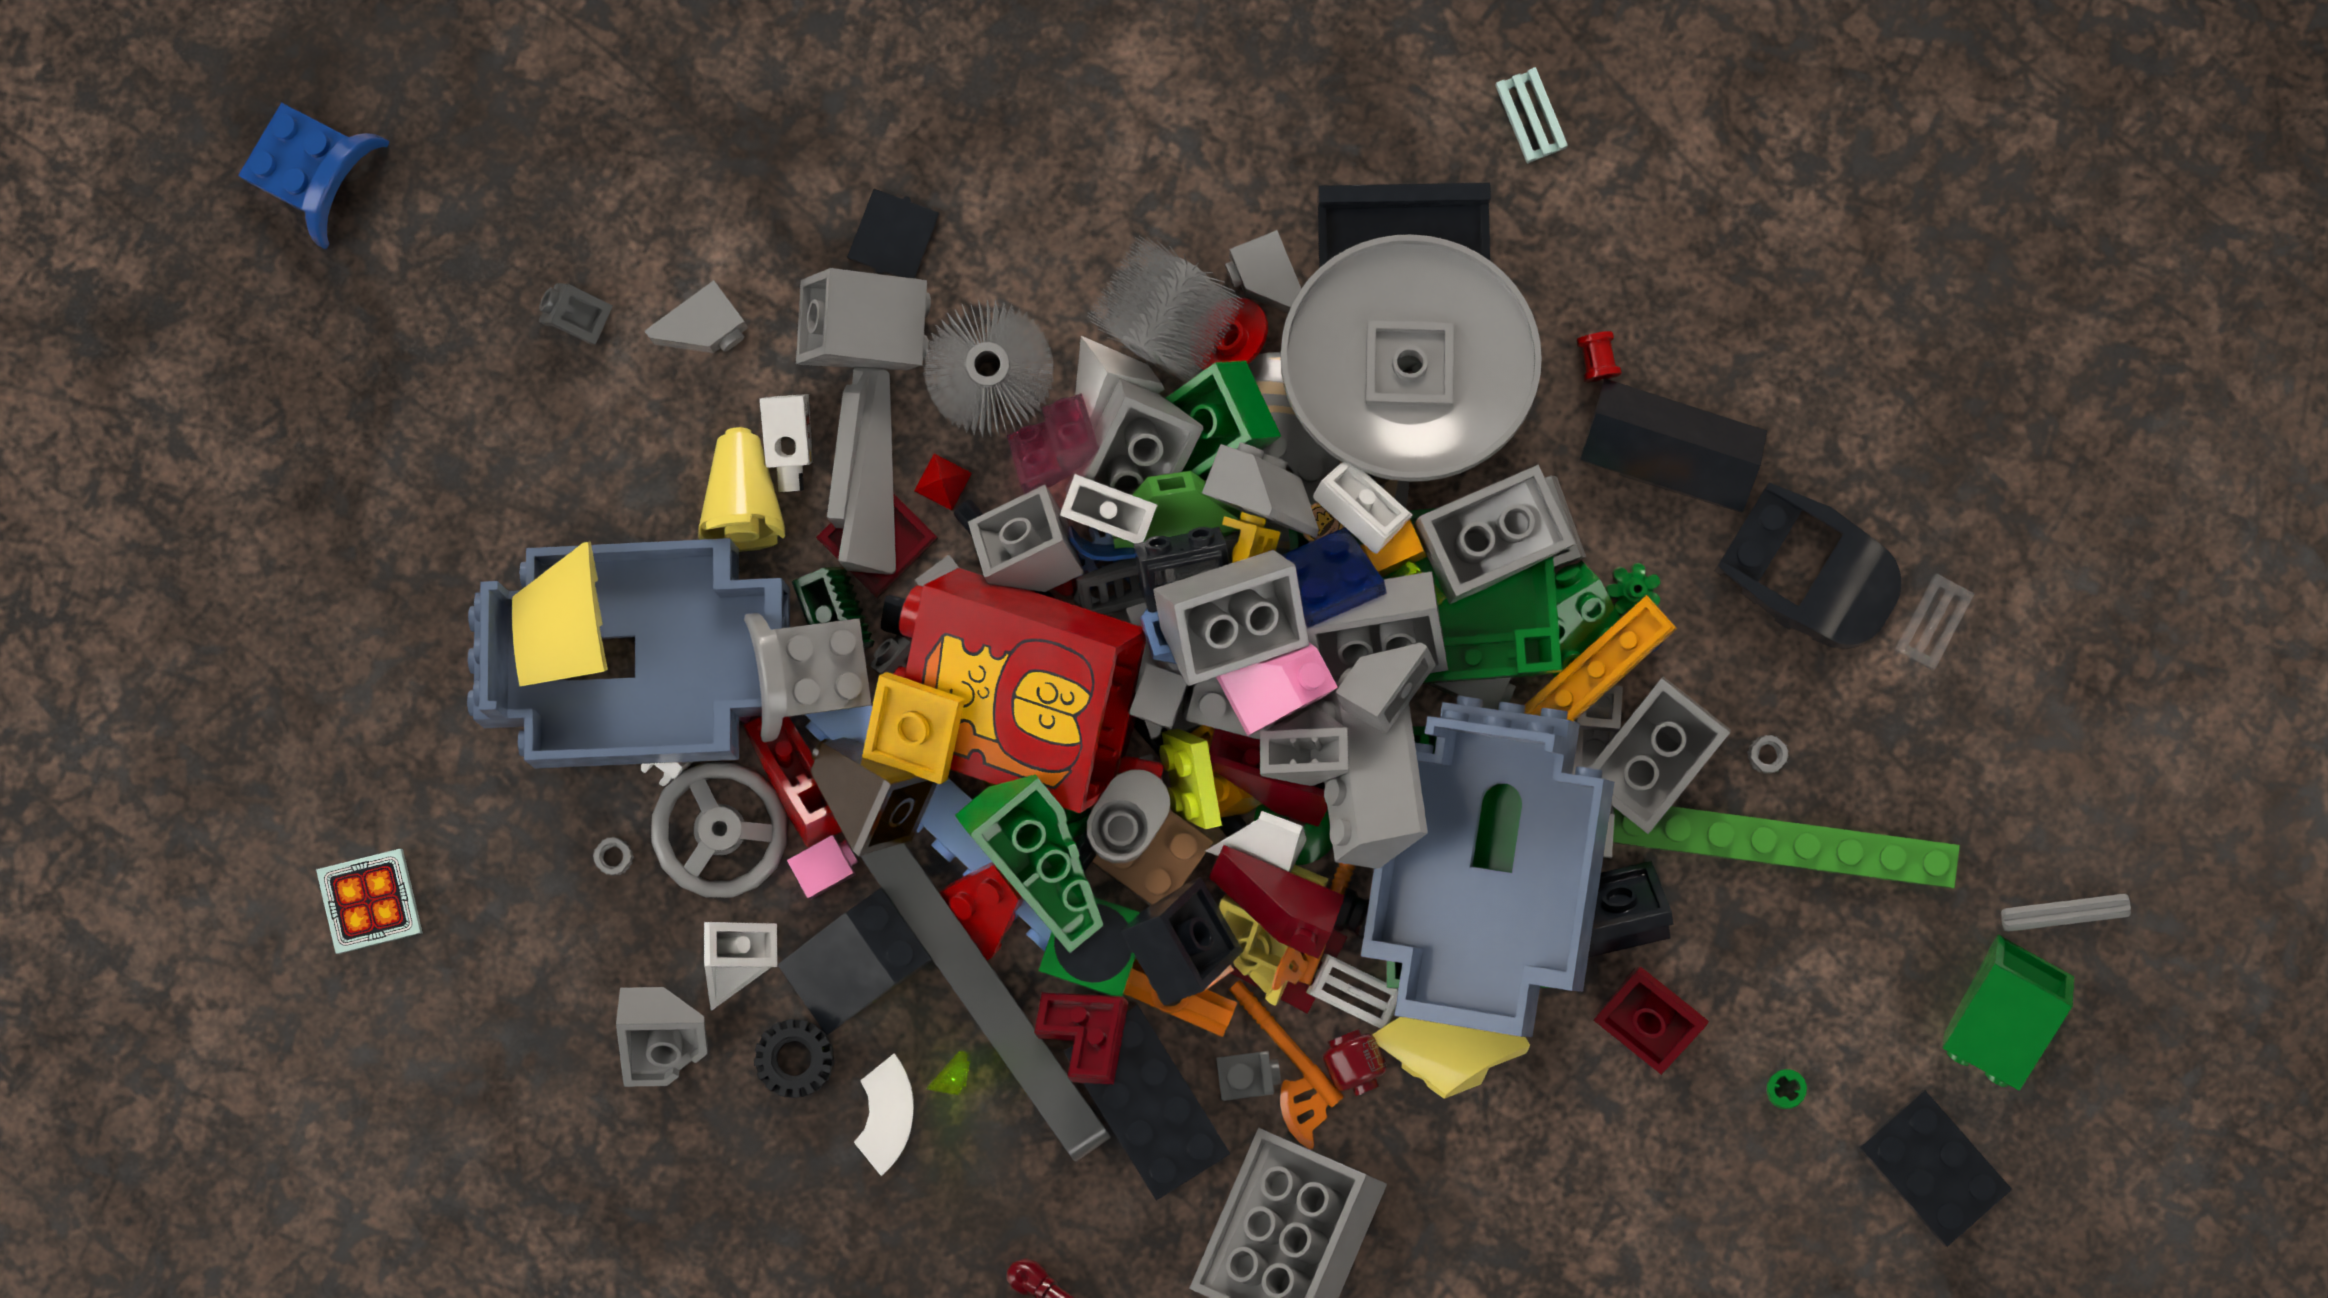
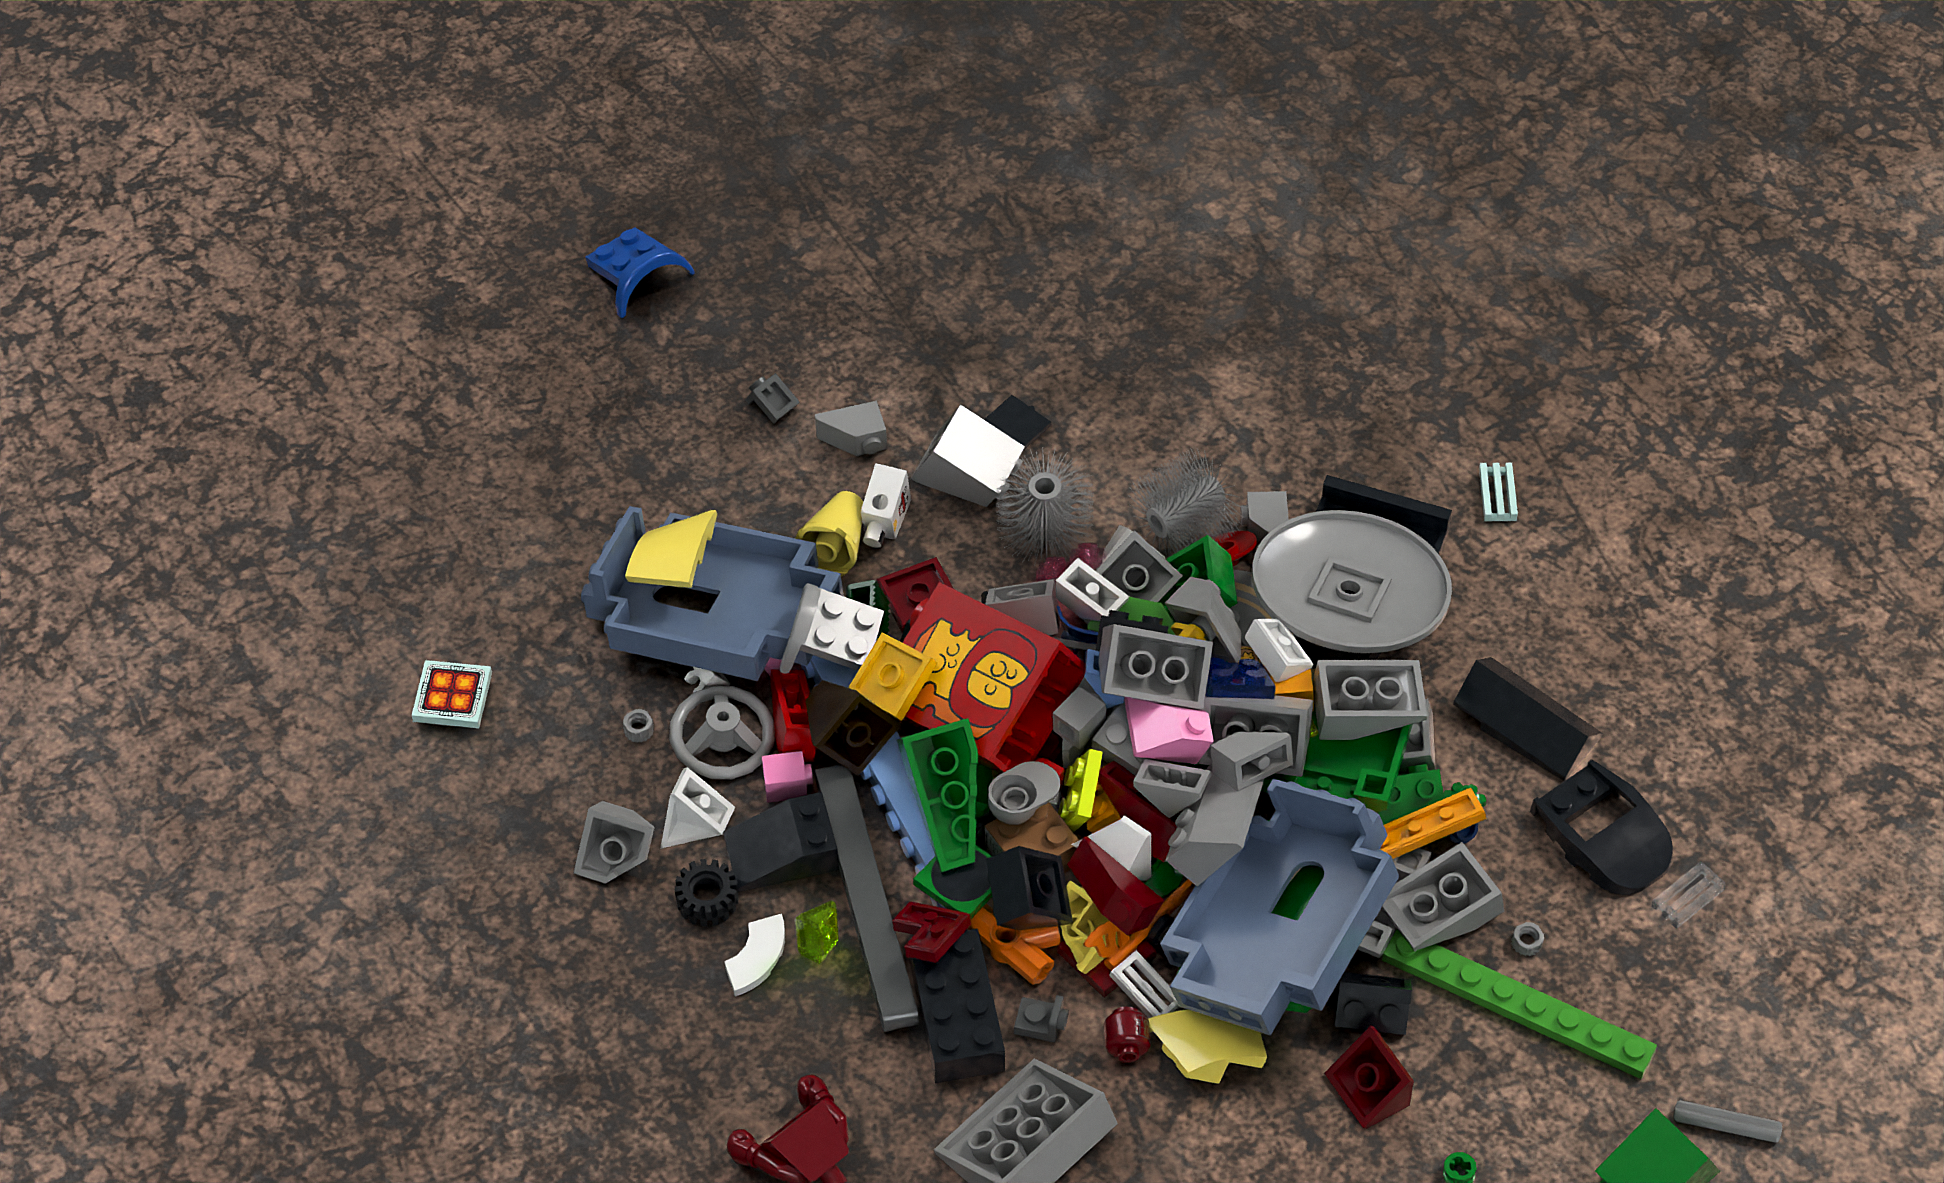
camera: 20 degrees right, 30 degrees down
(863, 475) = (925, 548): light grey wedge -> none
(943, 482) = (981, 577): red slope -> none
(984, 906) = (894, 831): red wing -> none
(1313, 1076) = (1090, 1037): orange piece -> none
(1598, 356) = (1492, 642): red bush -> none

